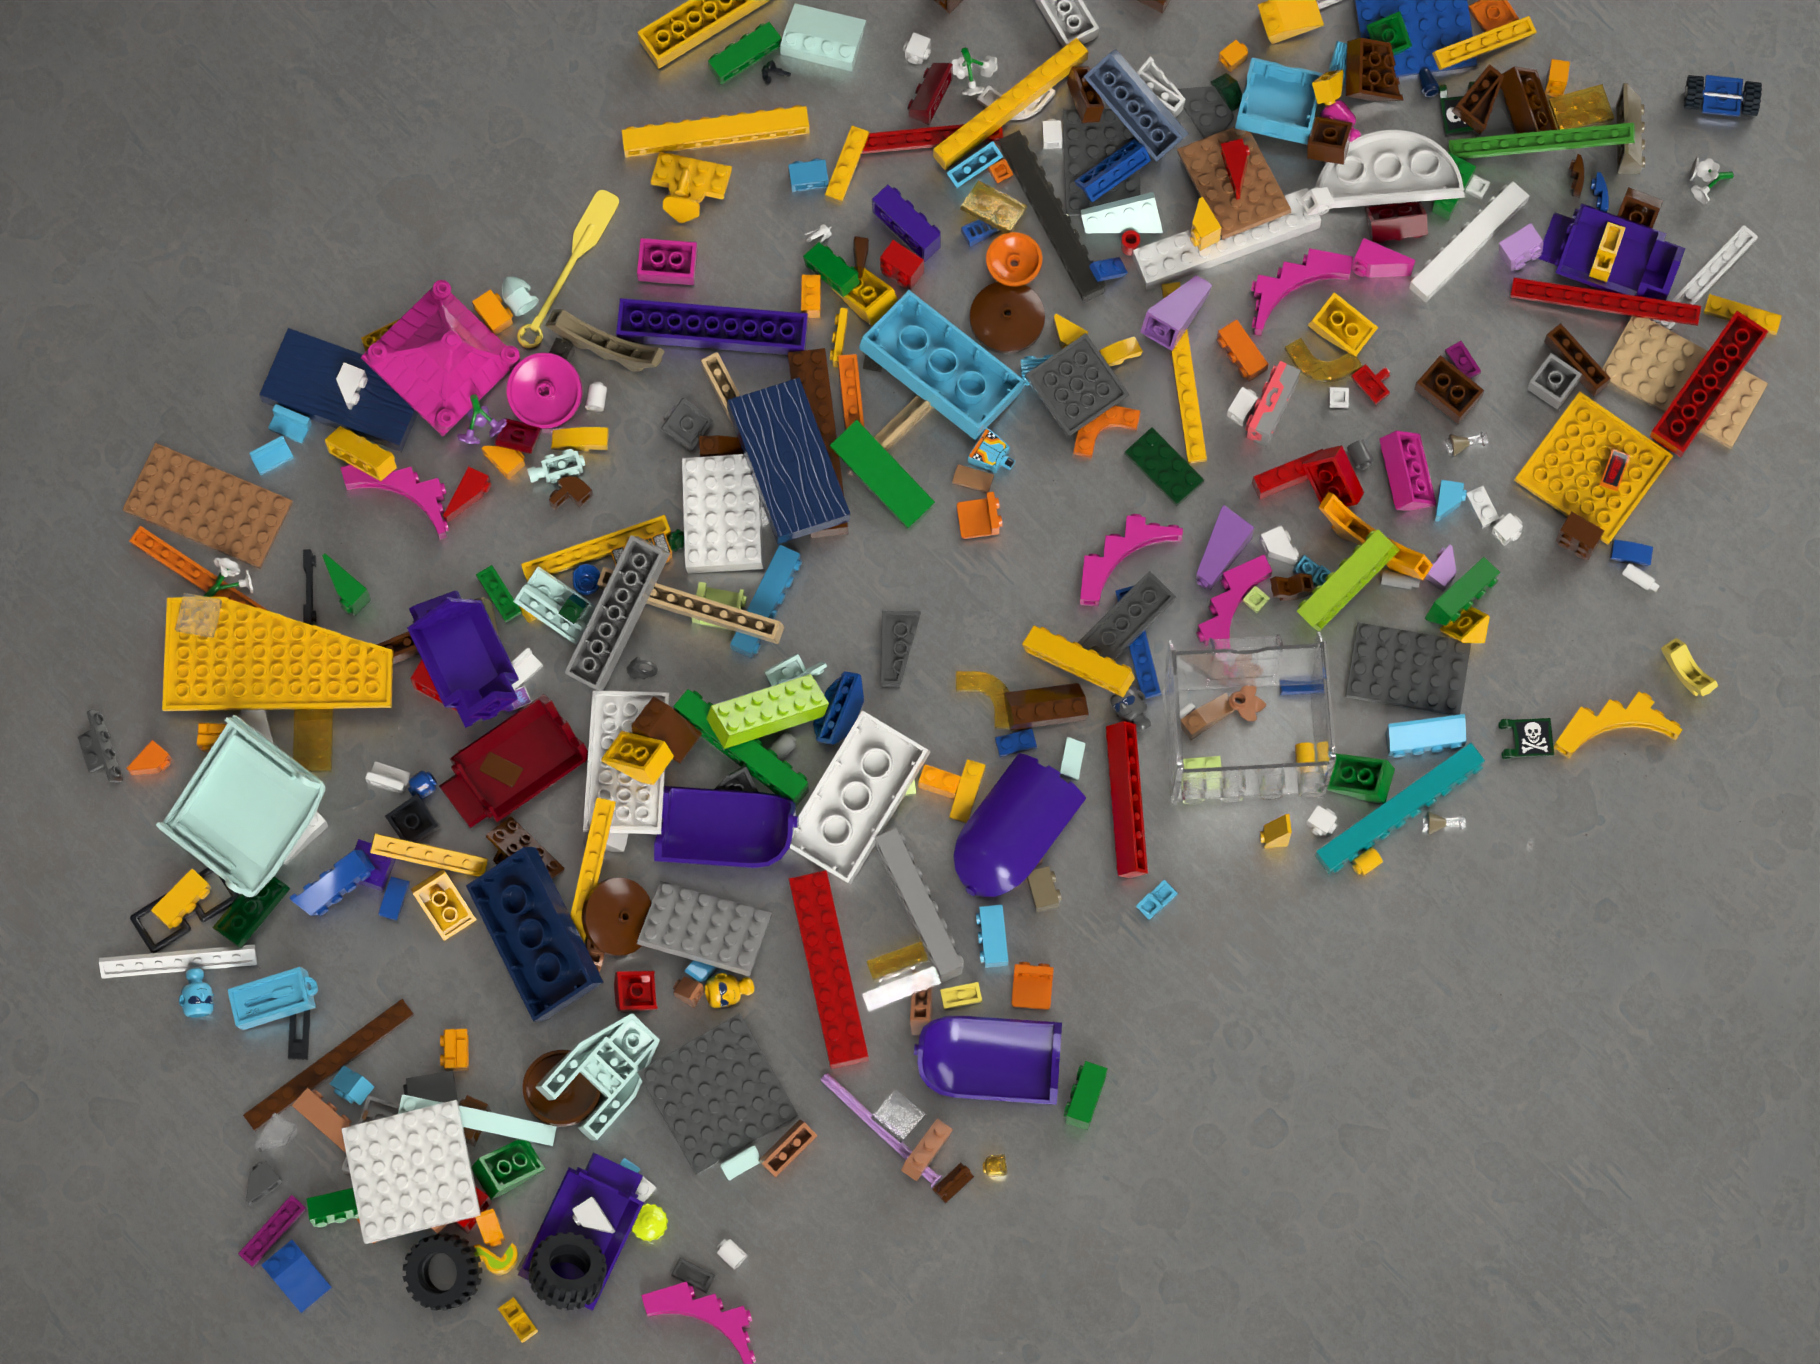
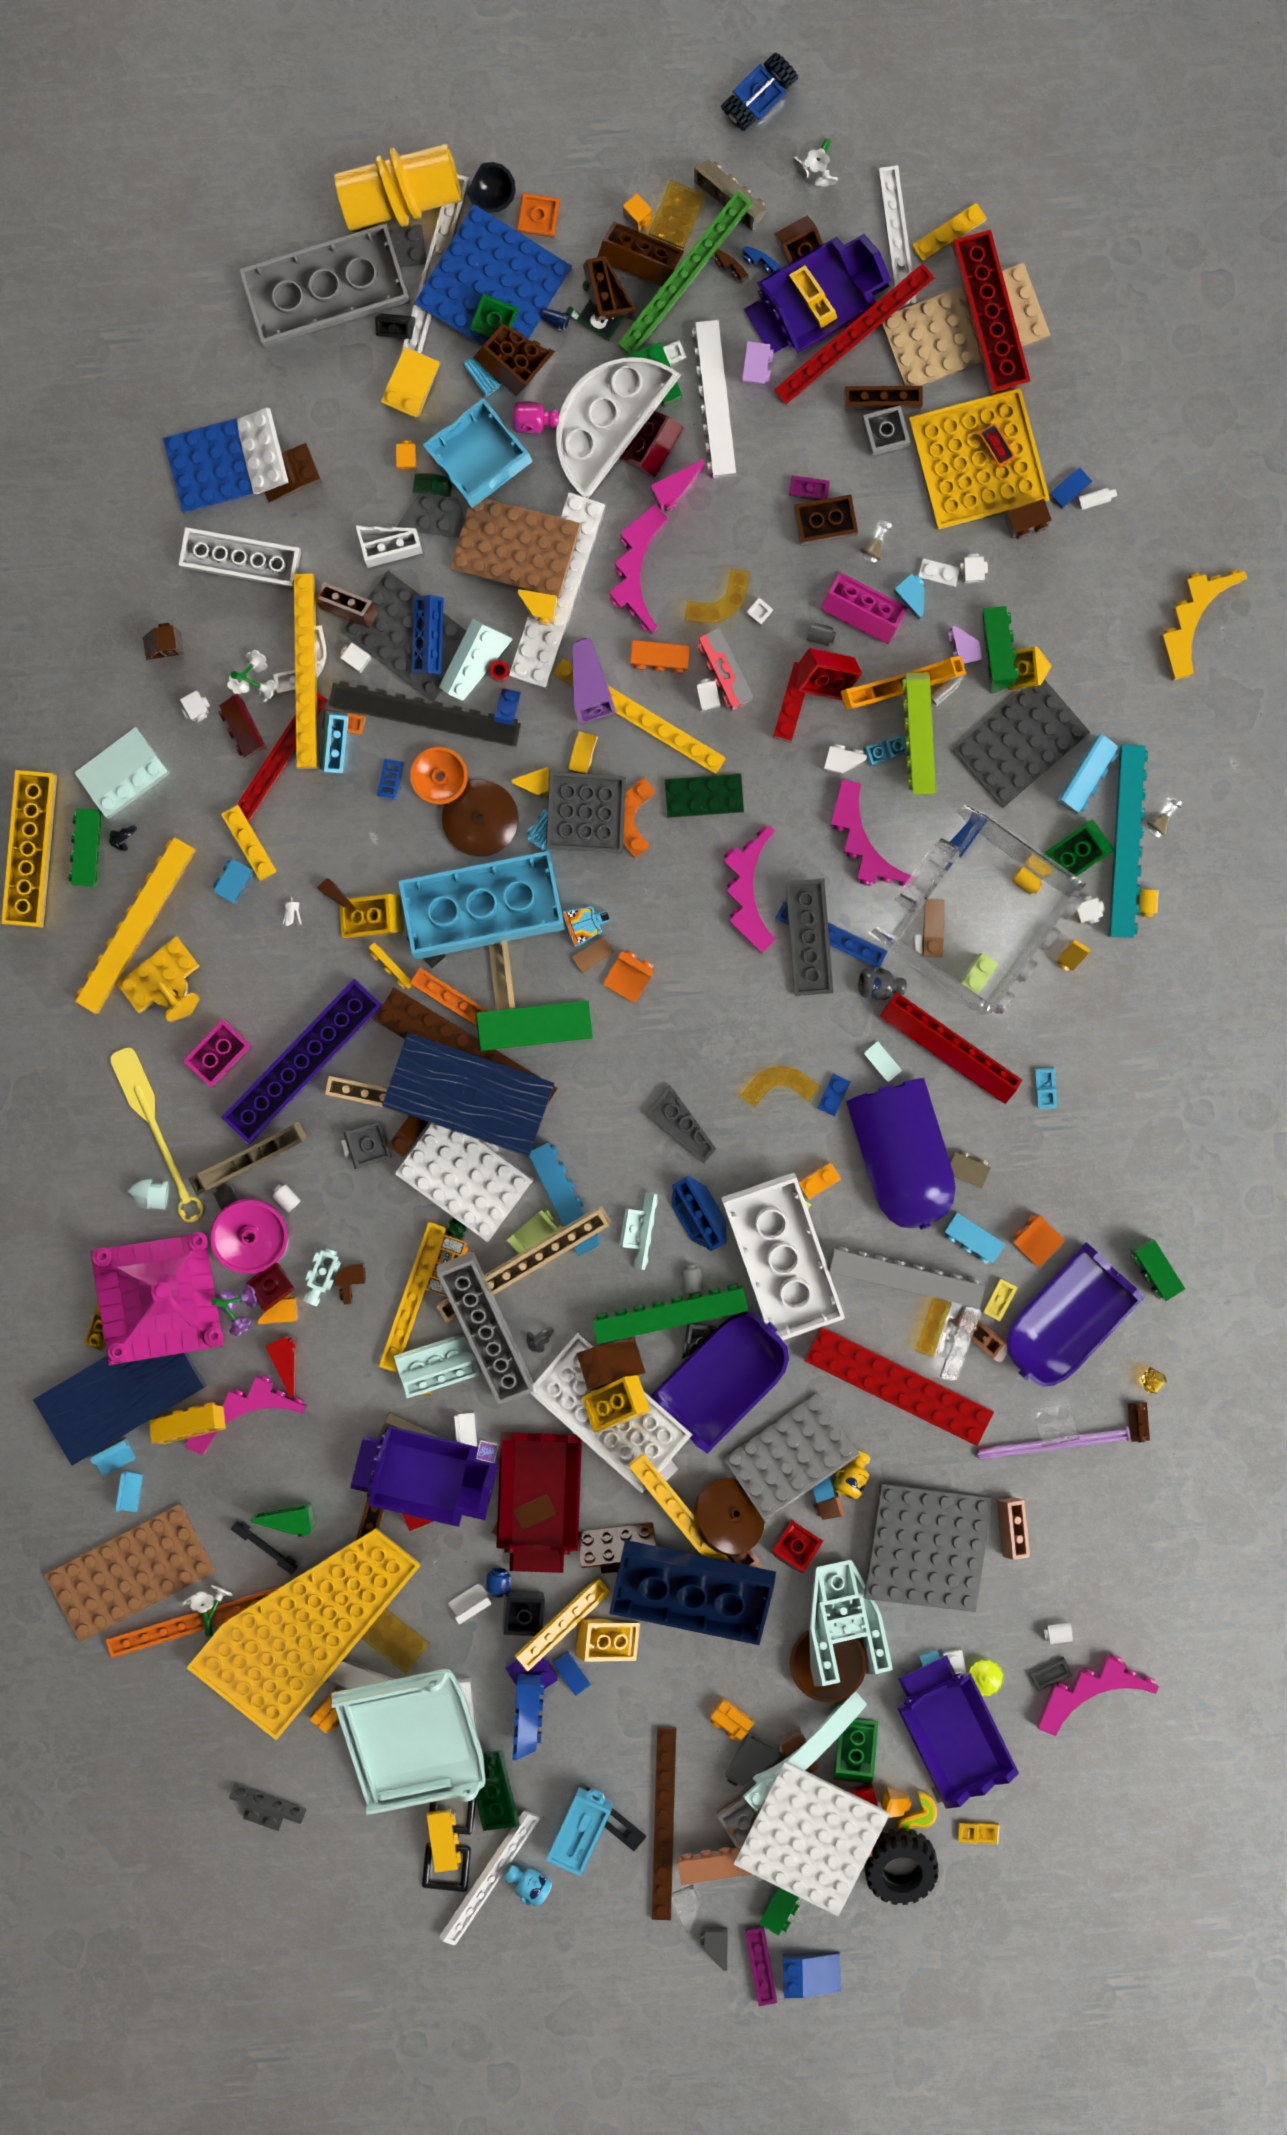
camera: 45 degrees left, 15 degrees up
(150, 761) = (308, 1776): orange slope -> none
(198, 615) = (222, 1655): clear plate -> none
(350, 383) = (121, 1389): white slope -> none
(351, 1086) = (698, 1824): medium azure brick -> none
(492, 312) = (148, 1224): light orange brick -> none
(498, 593) = (388, 1402): green plate -> none
(572, 1250) = (961, 1757): black tyre -> none
(573, 608) = (451, 1356): dark green brick -> none
(580, 438) = (311, 1238): yellow slope -> none
(586, 579) = (433, 1325): blue hair -> none
(591, 1216) = (950, 1719): white slope -> none
(740, 1163) = (994, 1570): light aqua slope -> none
(767, 711) = (660, 1274): lime brick -> none
(811, 295) = (338, 961): light orange piece -> none
(832, 269) = (330, 927): green brick -> none
(901, 265) = (372, 869): red brick -> none
(906, 222) = (339, 837): dark purple brick -> none
(926, 1149) = (1101, 1424): nougat brick -> none
(967, 791) = (843, 1164): yellow slope -> none
(993, 207) = (381, 755): clear yellow plate -> none
(1046, 706) = (825, 1049): reddish brown slope -> none
(1078, 661) = (813, 996): yellow brick -> none
(1136, 105) = (390, 573): sand blue brick -> none
(1226, 543) = (809, 804): medium lavender slope -> none
(1235, 161) = (502, 532): red slope -> none
(1249, 704) = (950, 889): nougat plate -> none
(1256, 599) = (870, 814): yellowish green plate -> none
(1293, 587) = (885, 778): reddish brown brick -> none
(1317, 201) = (589, 495): white brick -> none
(1328, 87) = (499, 404): yellow slope -> none
(1329, 140) = (545, 441): reddish brown slope -> none
(1342, 325) = (704, 559): yellow slope -> none
(1371, 383) = (769, 576): red plate -> none
(1484, 43) = (560, 246): yellow plate -> none
(1531, 737) = (1152, 691): flag -> none
(1686, 669) = (1201, 525): light yellow arch -> none

